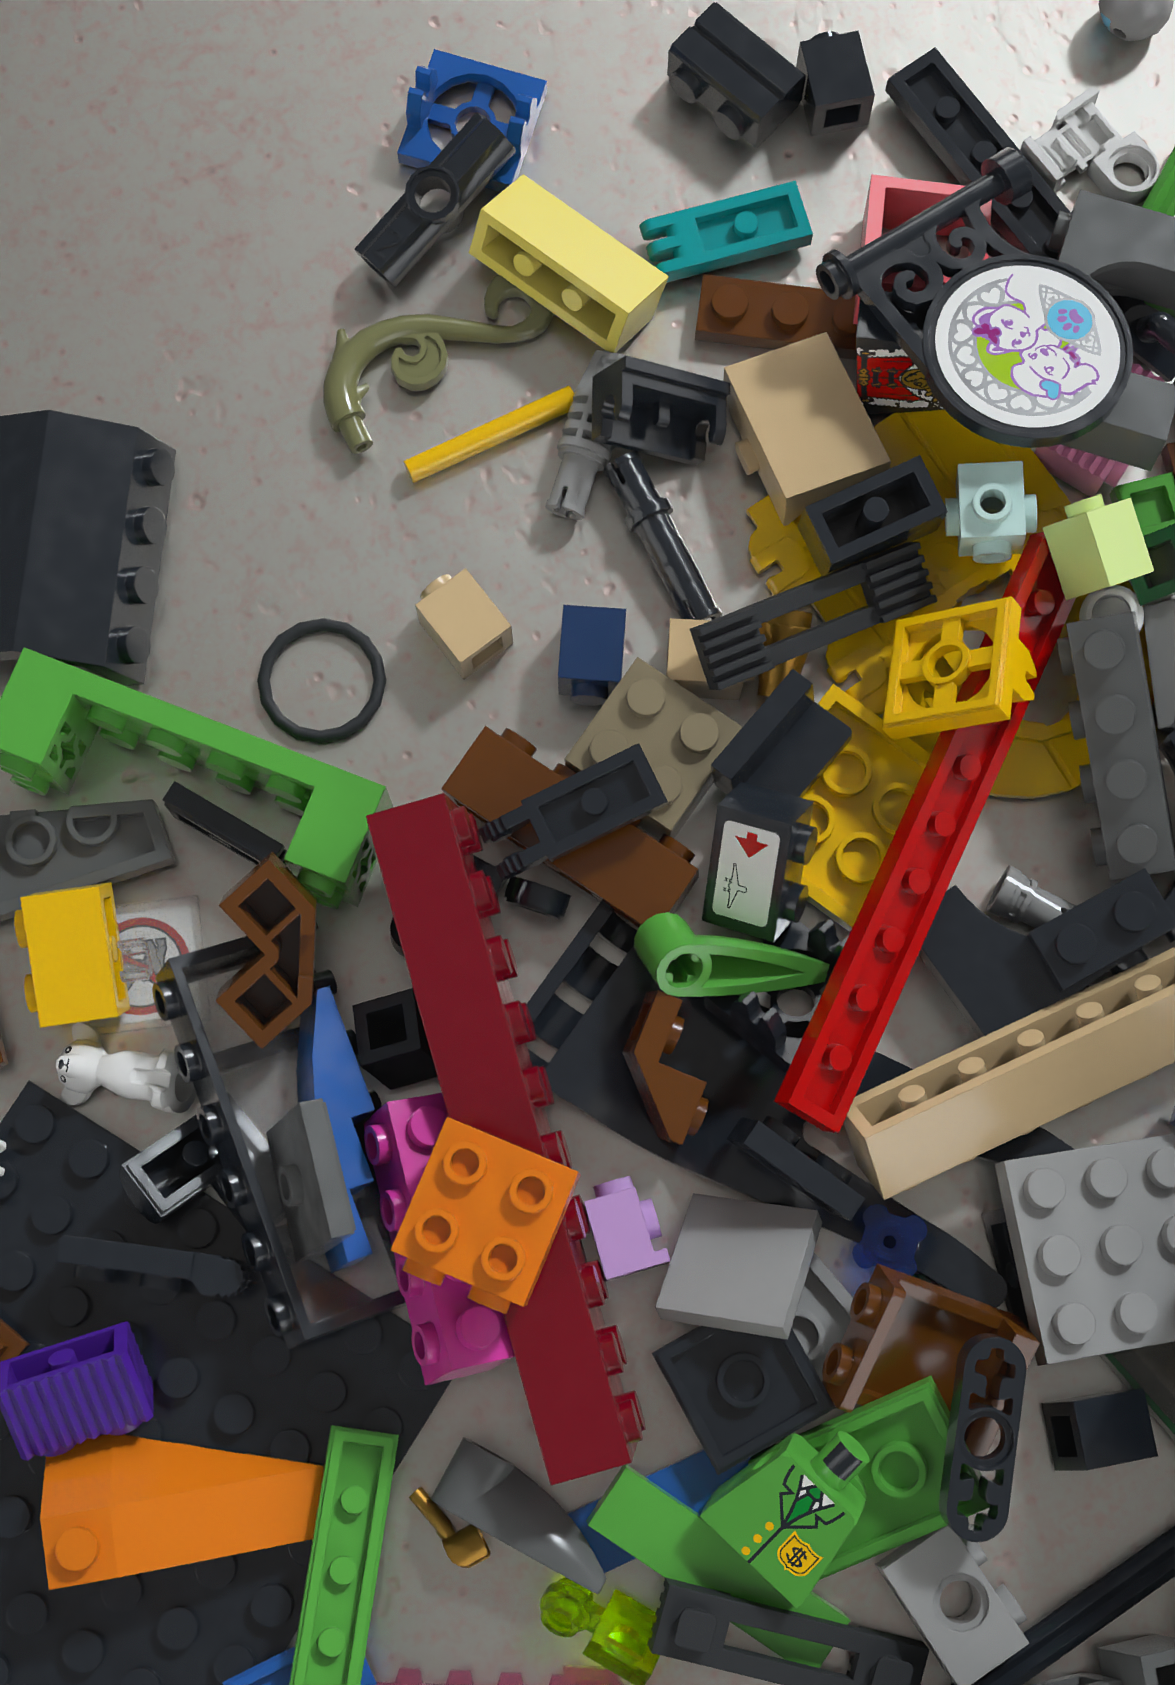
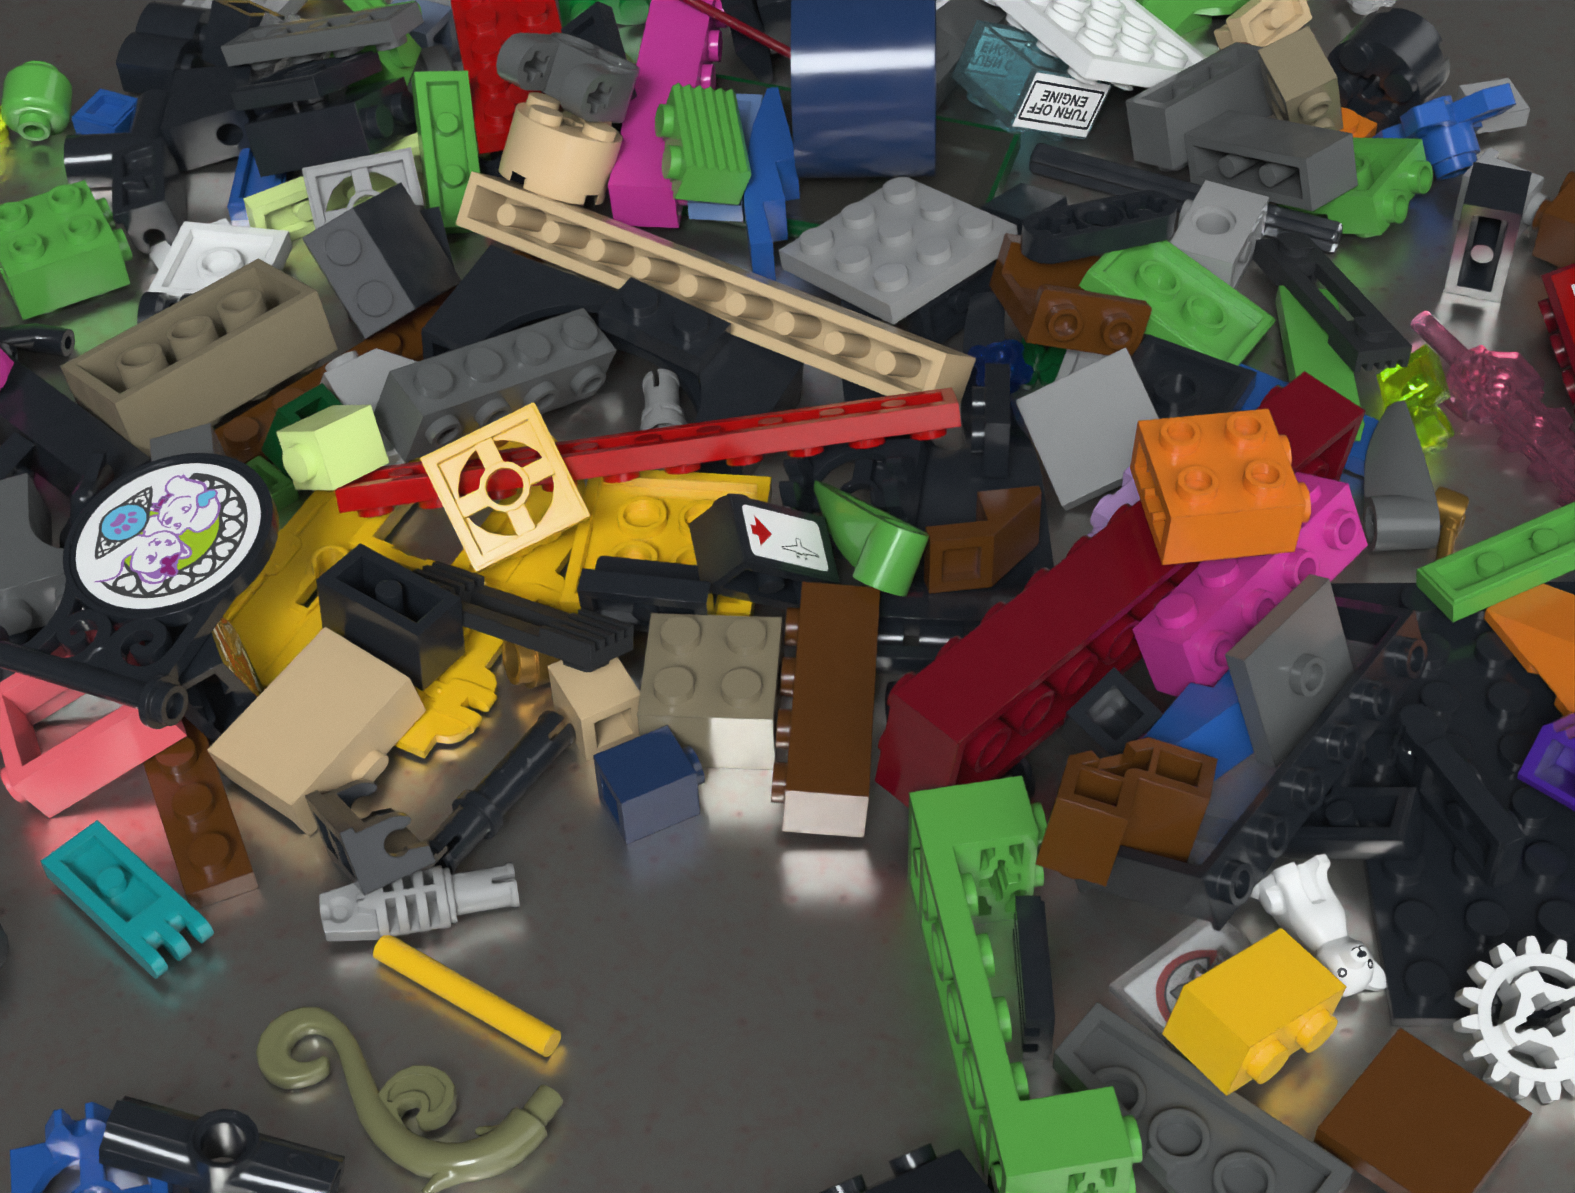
camera: 120 degrees left, 30 degrees down
(351, 726) = (813, 1060): black piece -> none
(463, 622) = (686, 896): tan brick -> none
(567, 264) = (238, 1000): light yellow brick -> none
(579, 810) = (816, 663): black hinge -> none
(791, 1510) = (1241, 315): bright green torso -> none
(990, 511) = (331, 525): light aqua brick -> none

